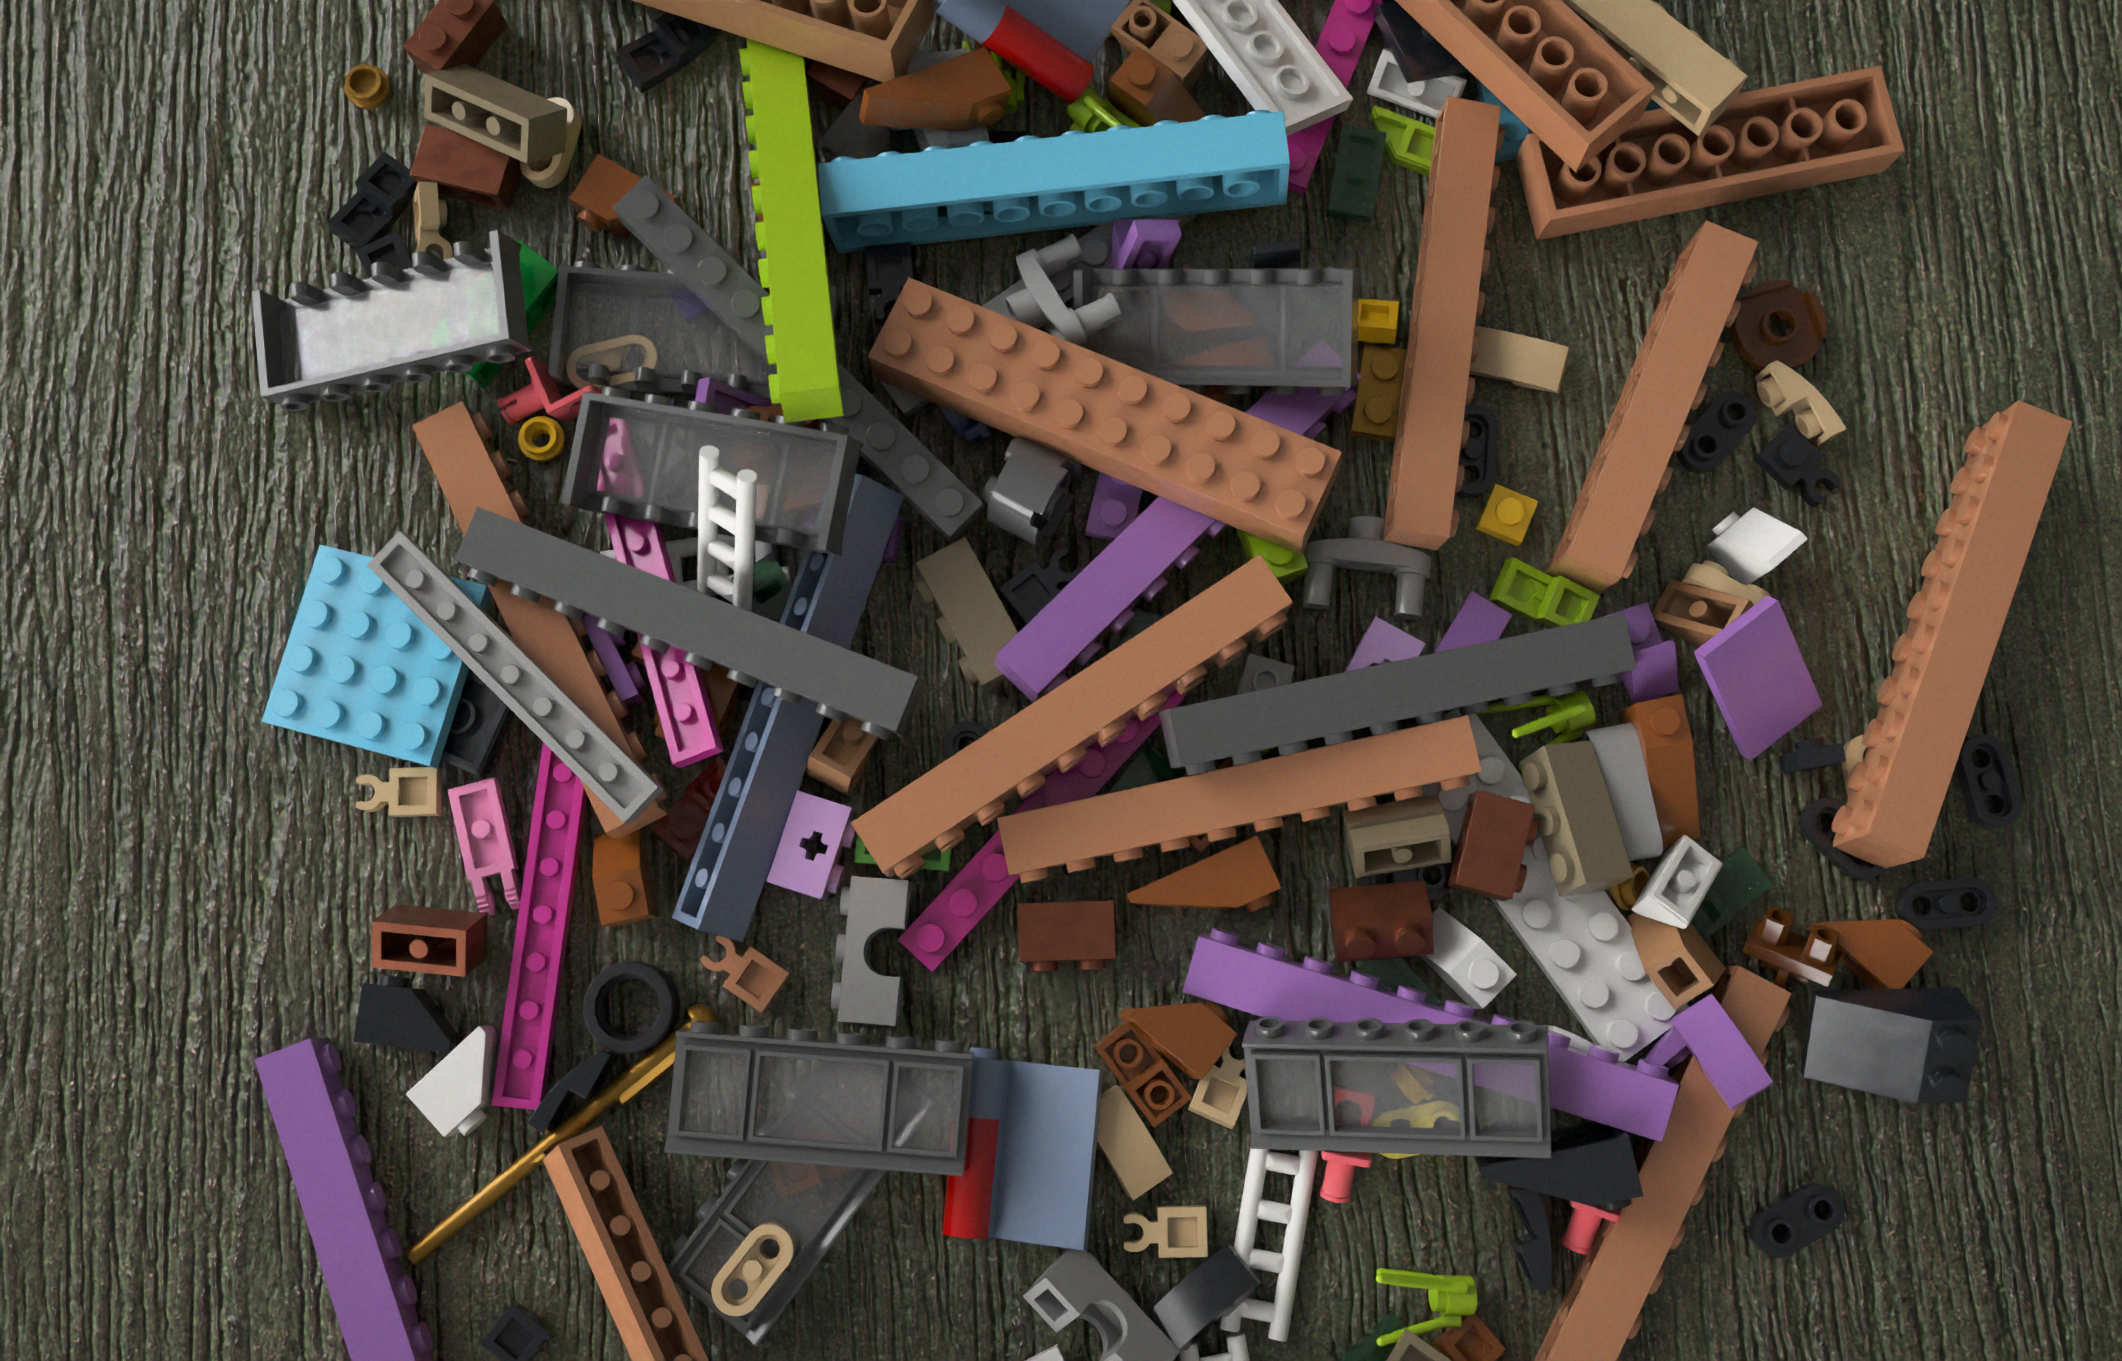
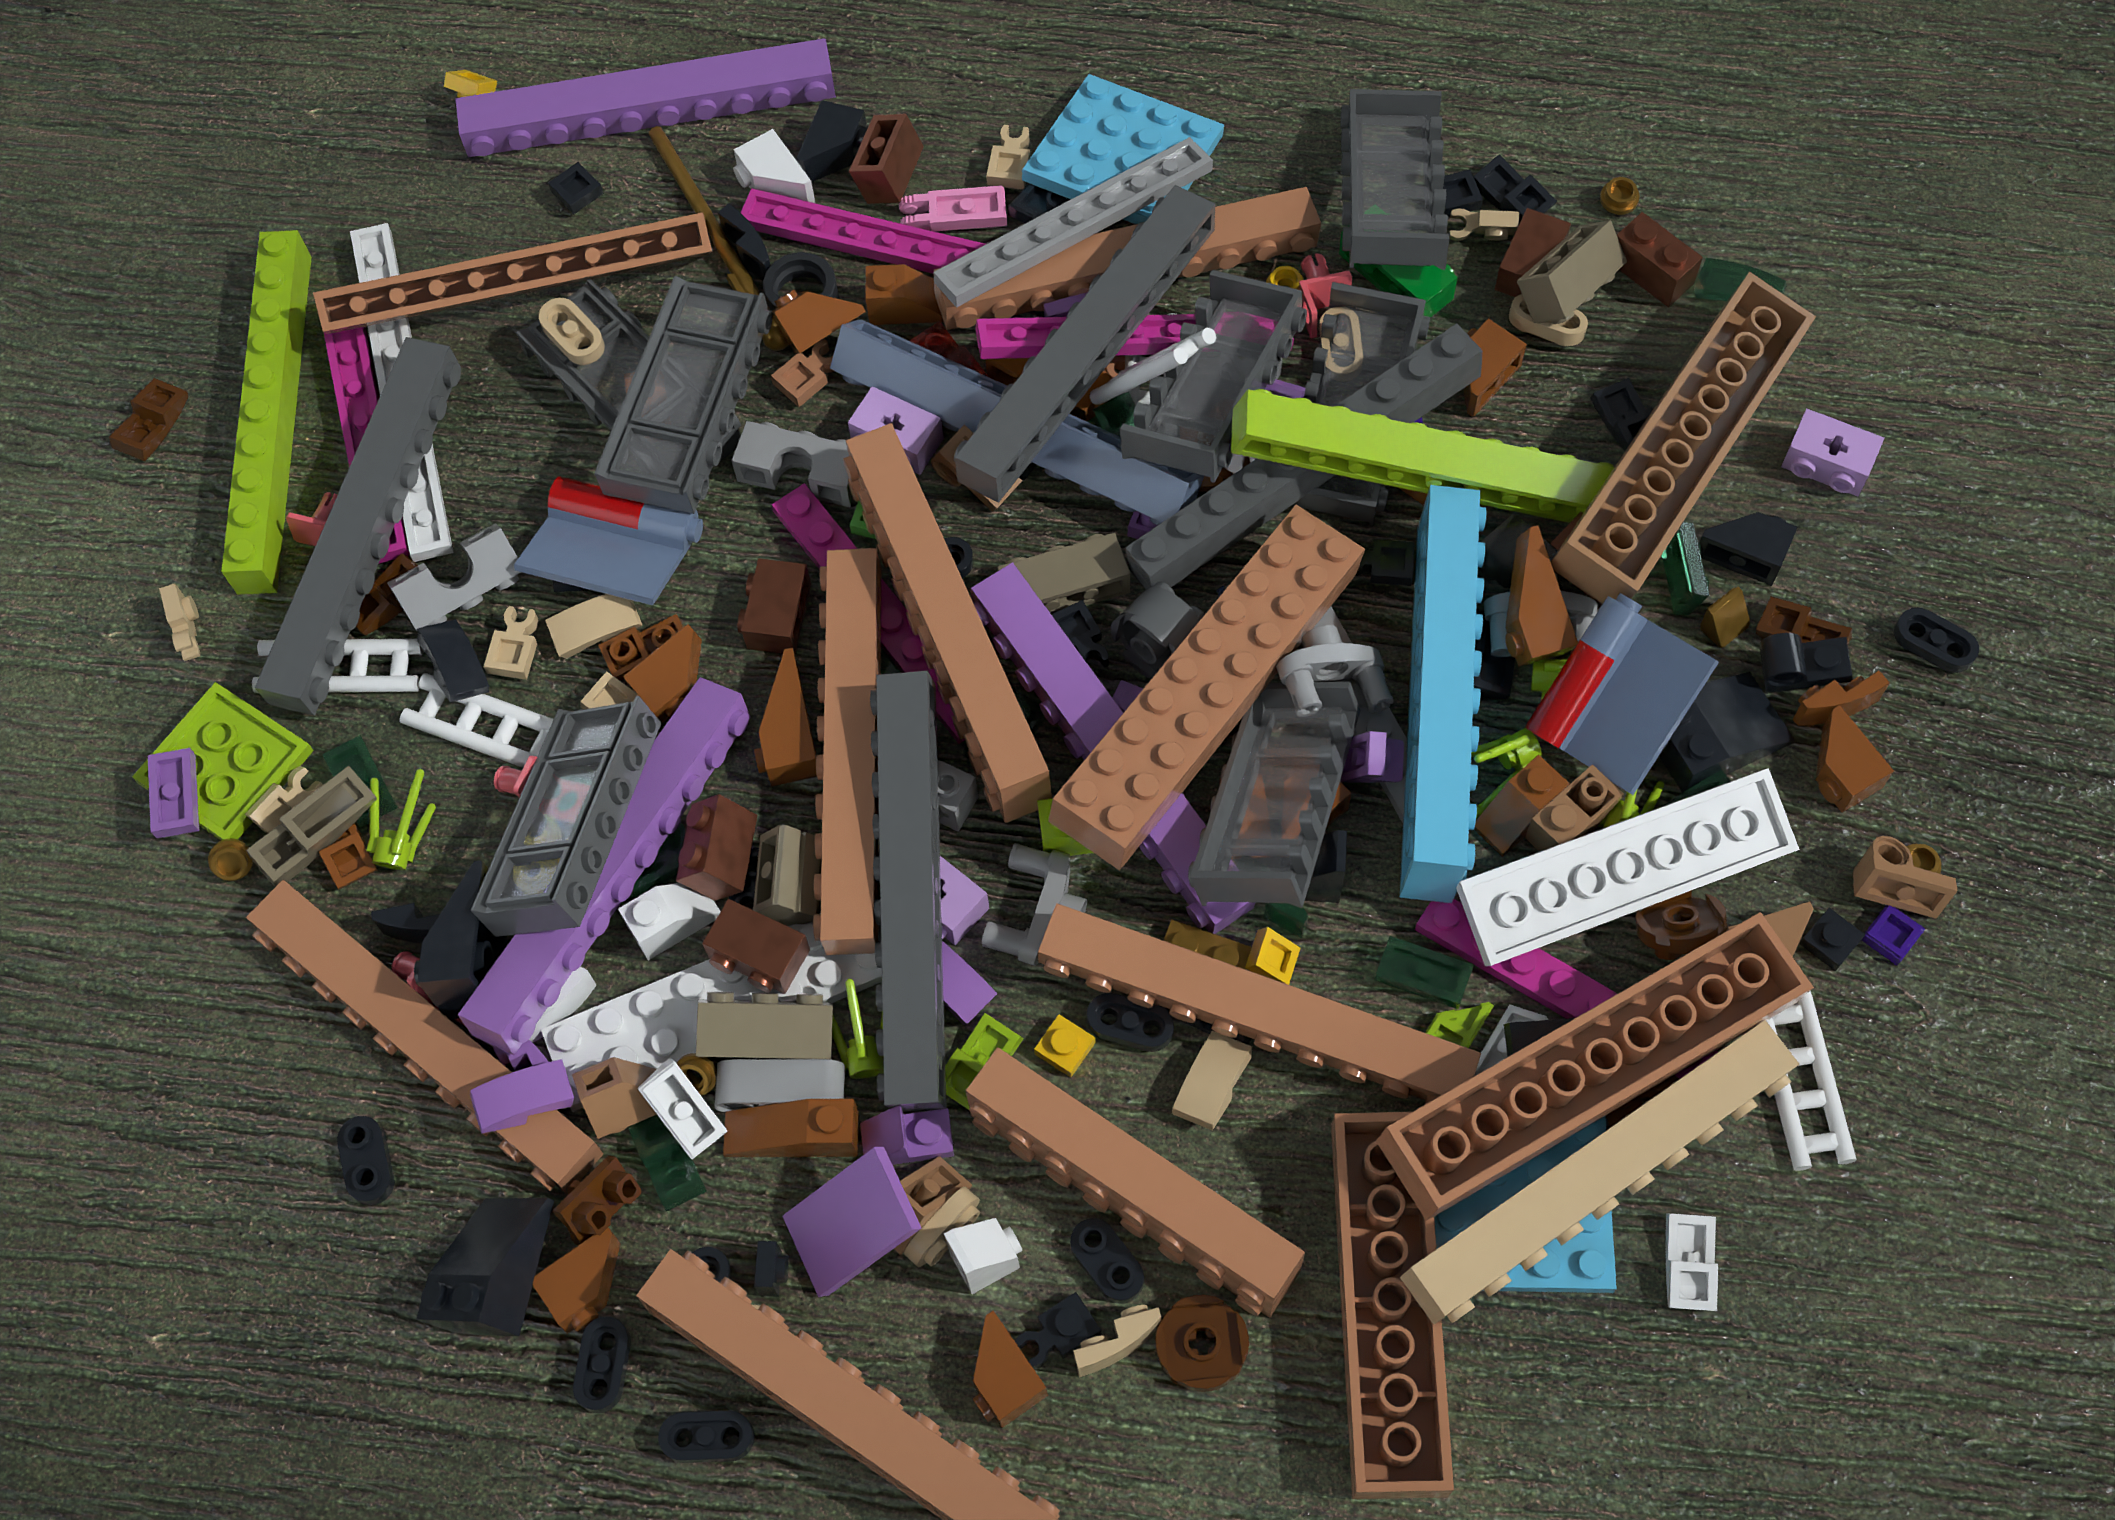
camera: 105 degrees right, 15 degrees down
(682, 971) = (811, 317): none -> dark orange slope
(1861, 504) = (1004, 1376): none -> dark orange slope

